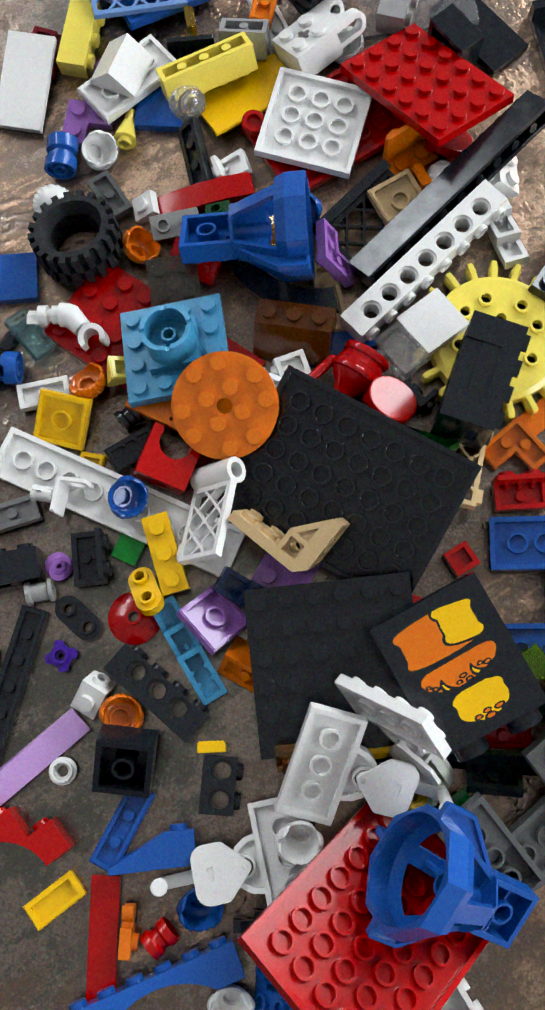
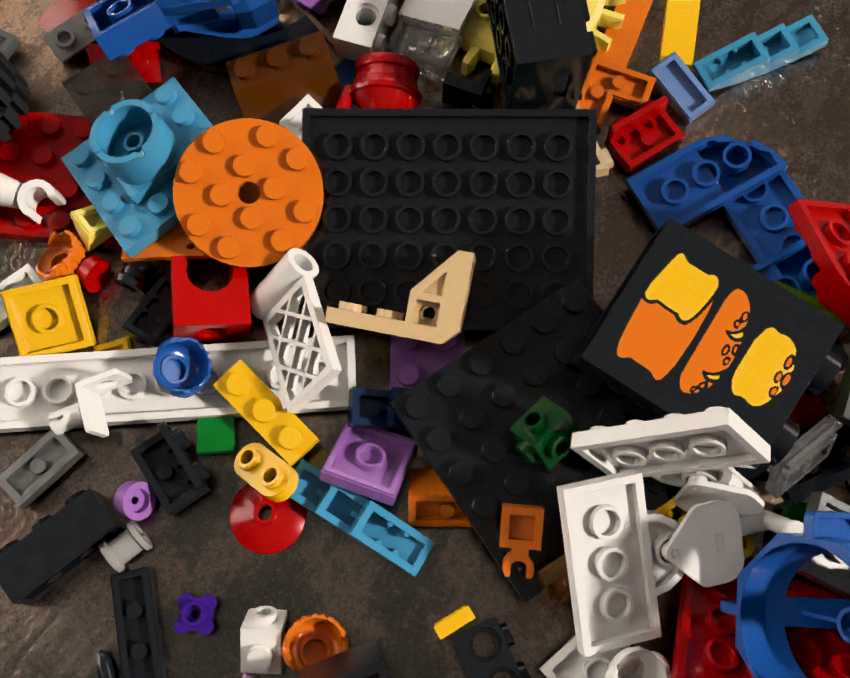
camera: 30 degrees left, 5 degrees down
(78, 617) = (193, 553): black plate -> none
(104, 402) = (94, 273): none -> red tile
(121, 669) = (283, 587): black brick -> none
(140, 245) = (46, 74): orange hair -> none
(145, 206) = (30, 31): white plate -> none
(279, 716) = (520, 531): none -> orange plate
(325, 663) = (544, 433): none -> dark green brick
(391, 398) = (442, 93): tile -> none
(461, 559) = (621, 242): red plate -> none
(489, 766) = (803, 456): none -> clear plate

